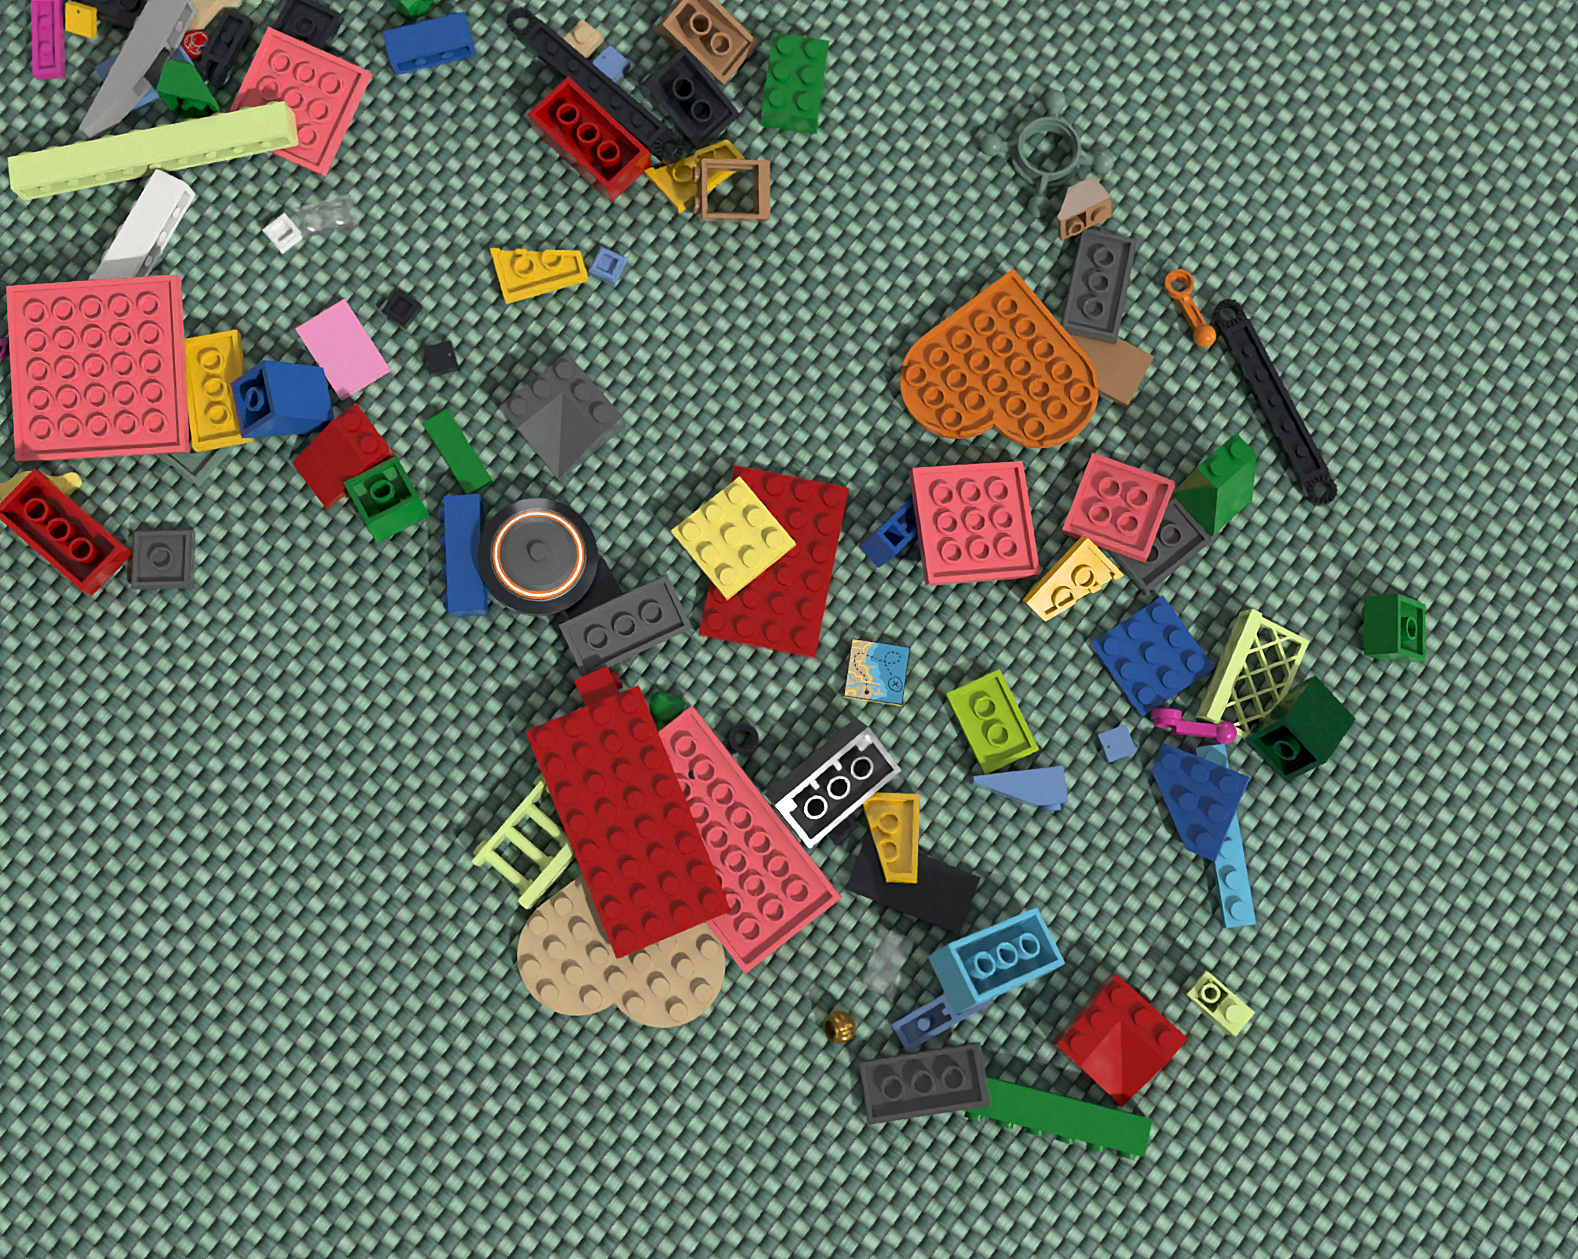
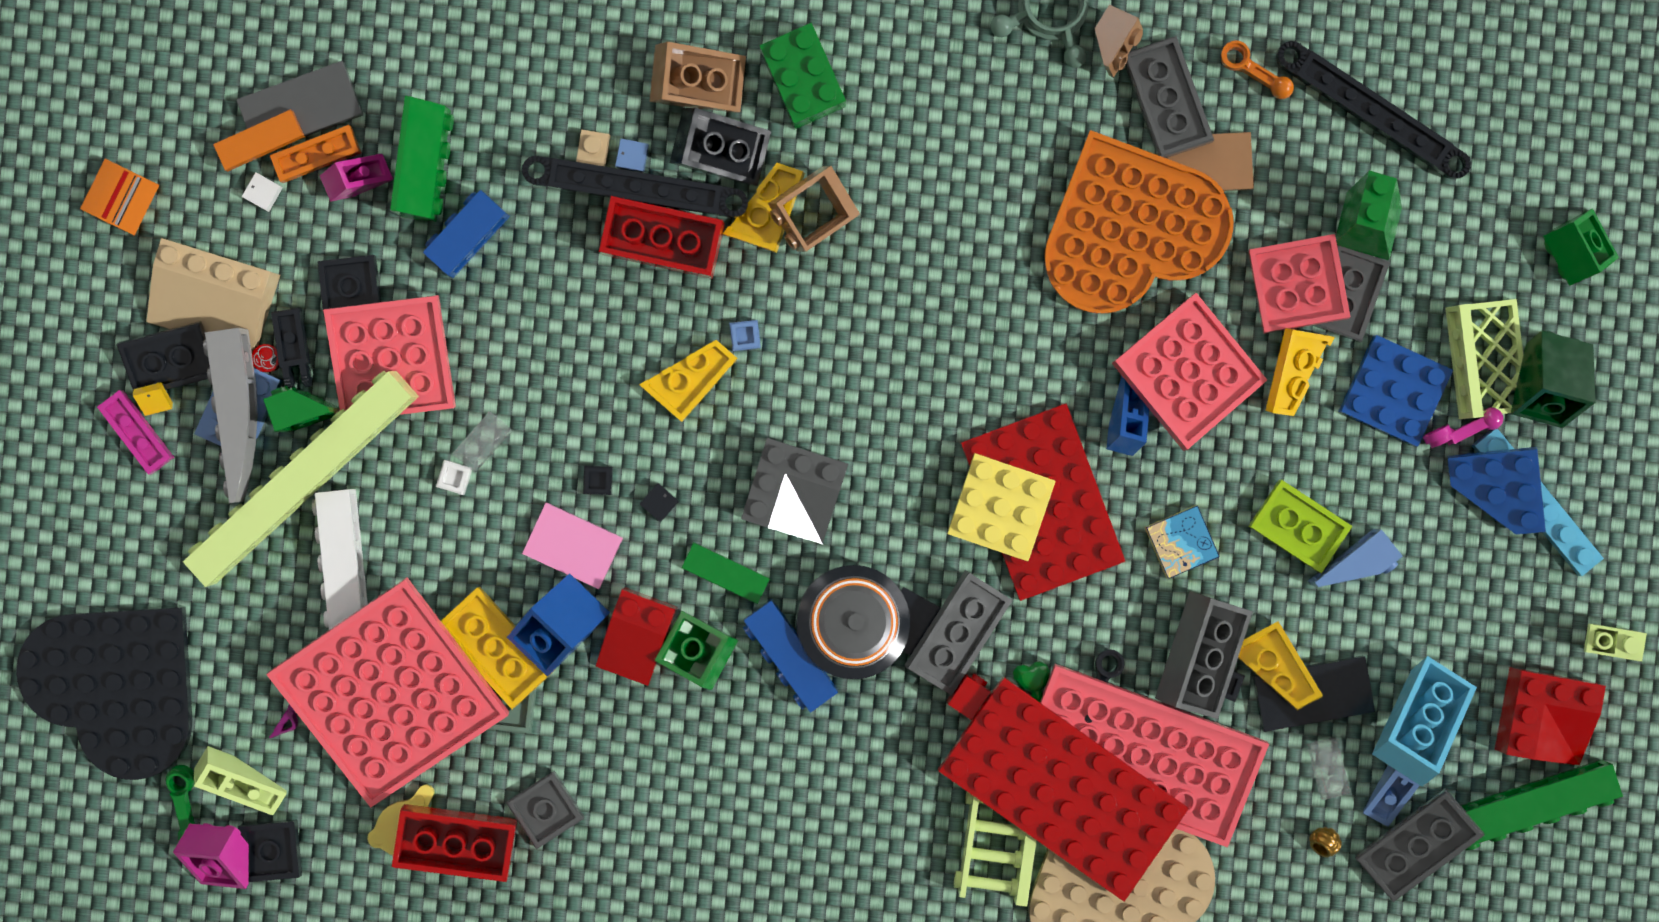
camera: 25 degrees left, 10 degrees up
(1116, 743) = (1409, 480): medium blue tile -> none

